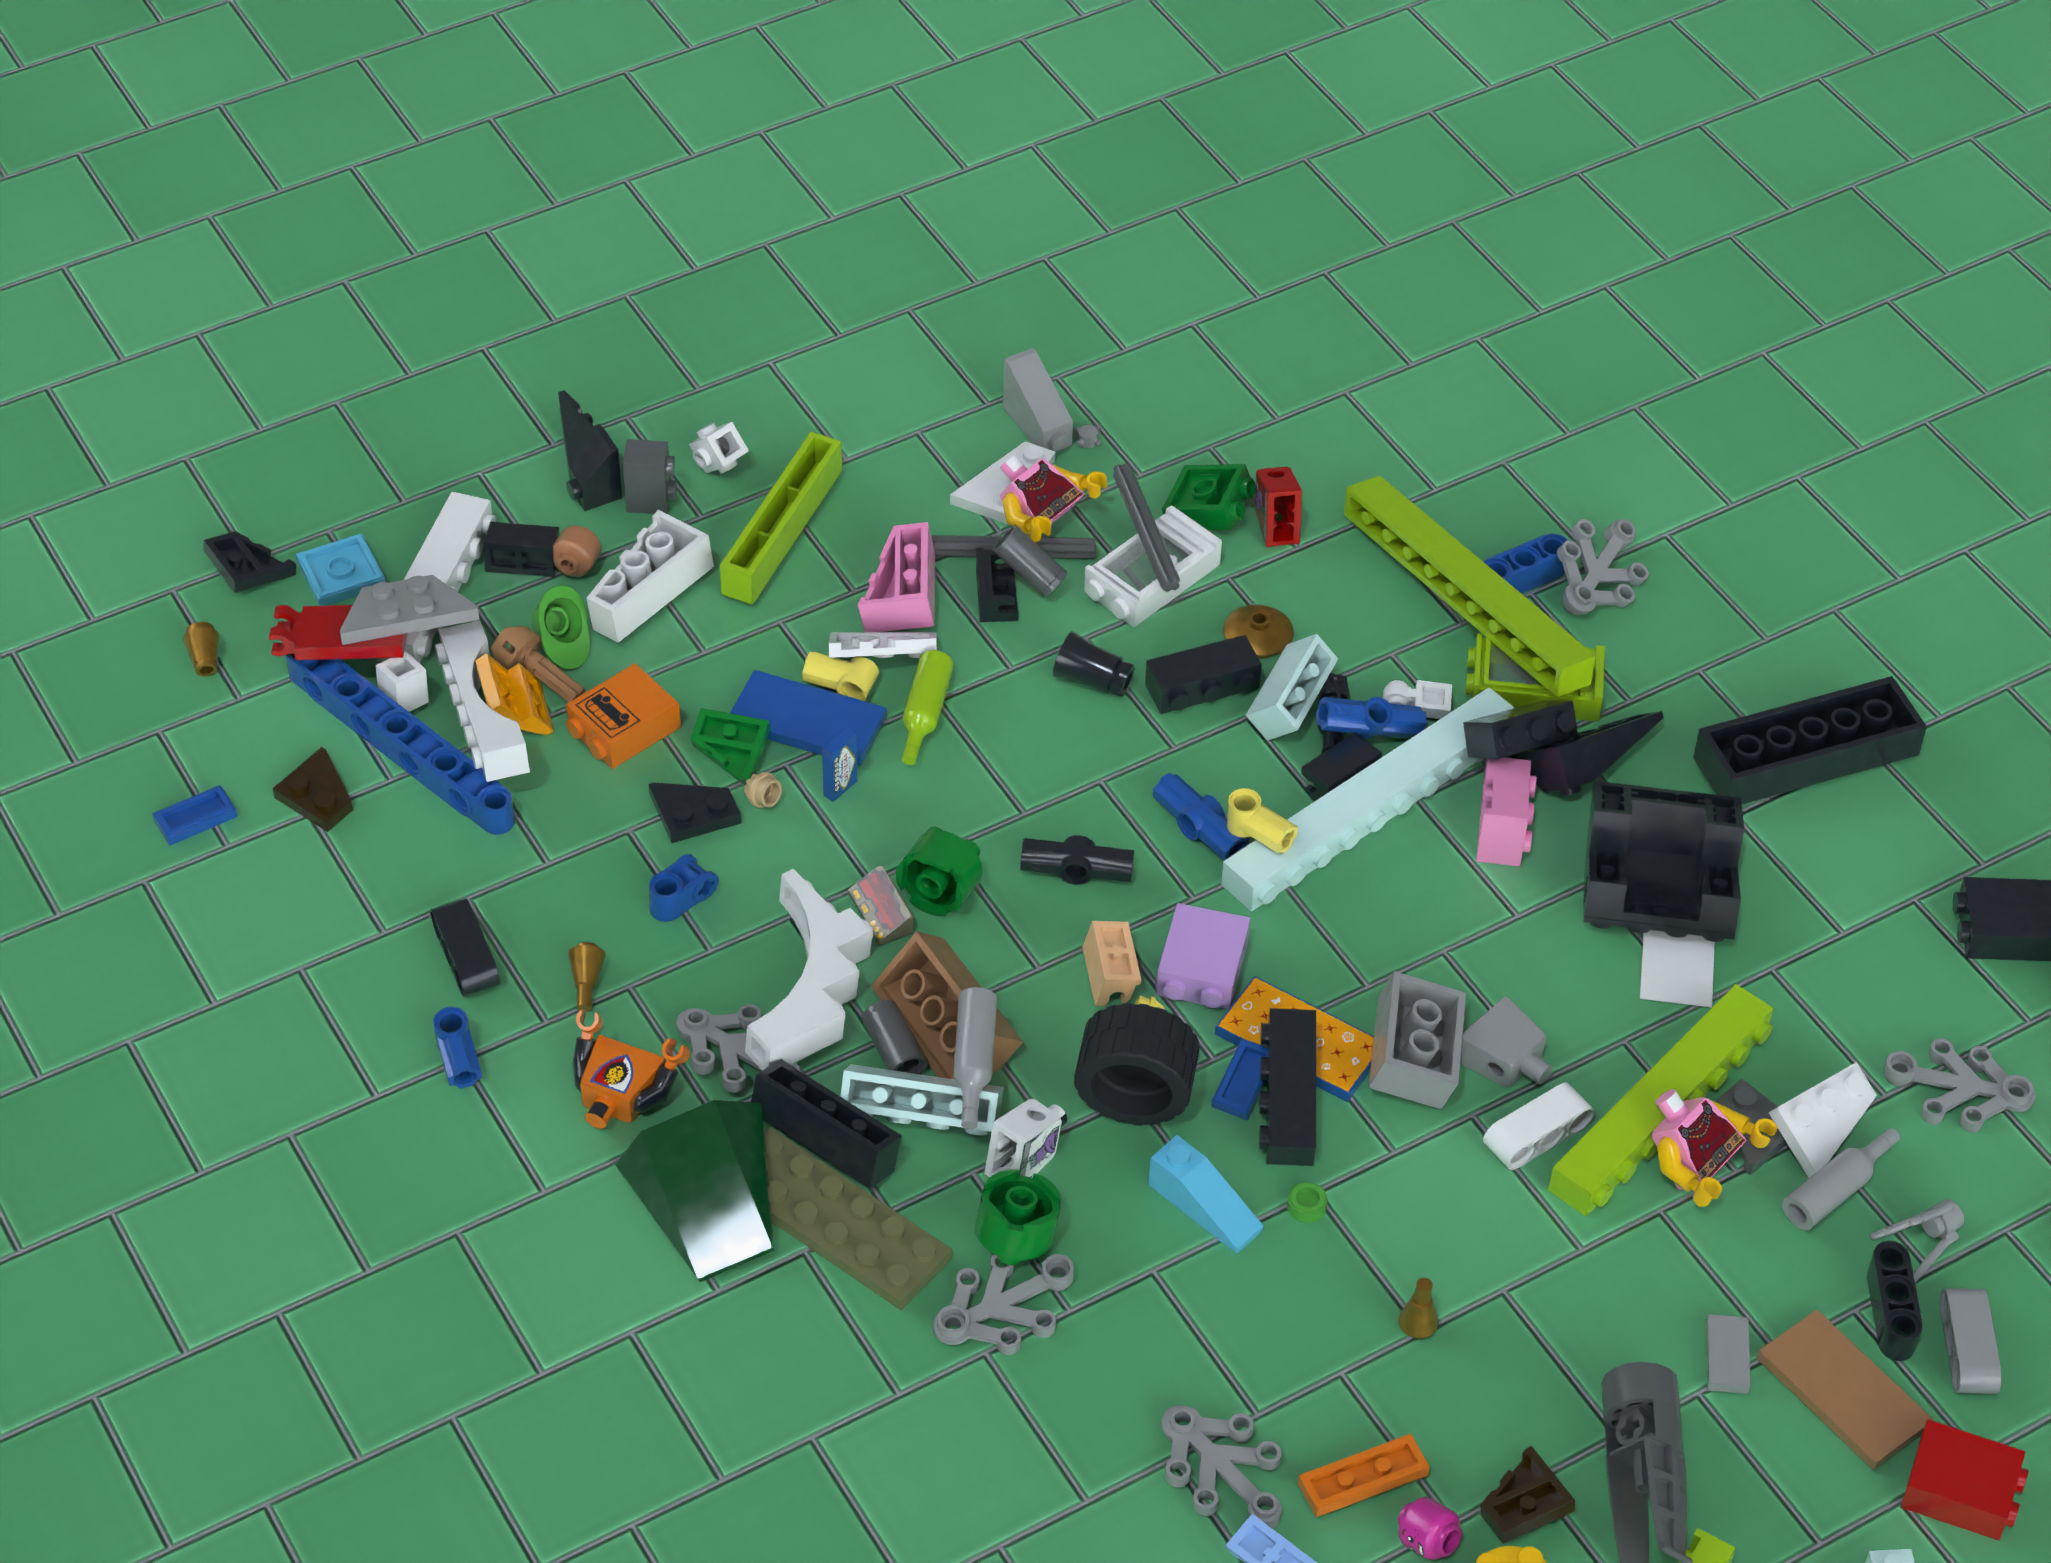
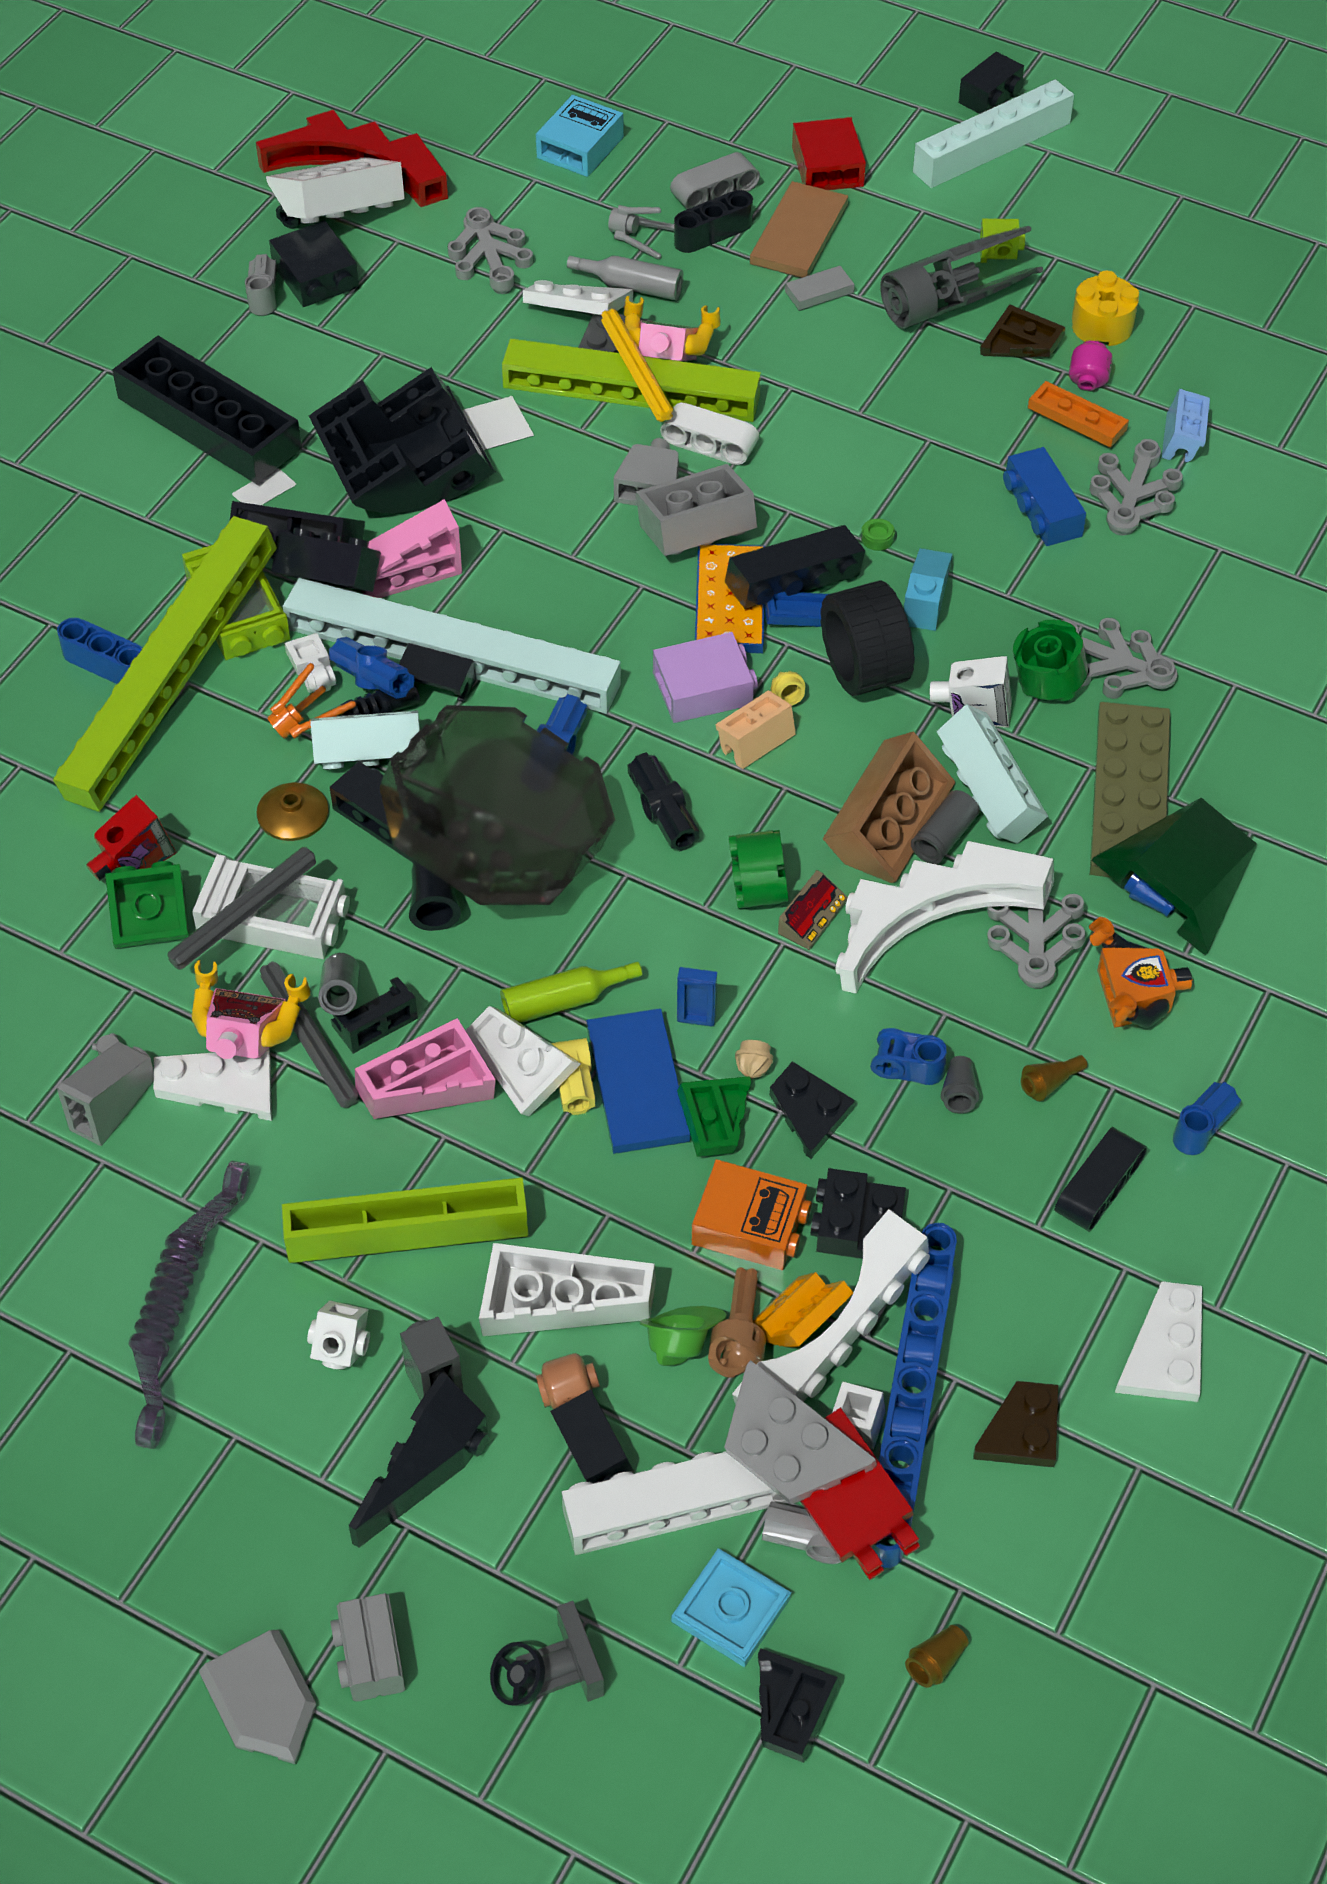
camera: 120 degrees left, 5 degrees up
(194, 815) = (1133, 1516): blue tile -> none
(296, 913) = (1168, 1347): none -> white wing
(388, 468) = (551, 1666): none -> dark grey piece
(477, 380) = (369, 1647): none -> light grey brick
(497, 330) = (261, 1696): none -> light grey tile
(568, 783) = (851, 1211): none -> black plate
(627, 907) = (960, 1086): none -> dark grey cone
(826, 1123) = (1068, 817): black brick -> none
(828, 381) = (166, 1298): none -> piece
(974, 1048) = (944, 727): light grey piece -> none
(1118, 694) = (496, 806): none -> clear smoke windscreen
(1251, 819) = (557, 673): light yellow piece -> none
(1255, 1364) = (1044, 496): none -> blue brick
(1357, 654) = (287, 718): none -> orange plant
(1419, 1315) = (928, 433): pearl gold cone -> none
(1580, 595) = (82, 607): light grey plant -> none
(1658, 1081) = (637, 365): none -> yellow axle
(1684, 767) = (266, 490): none -> white sticker
(1987, 860) = (261, 285): none -> light grey piece

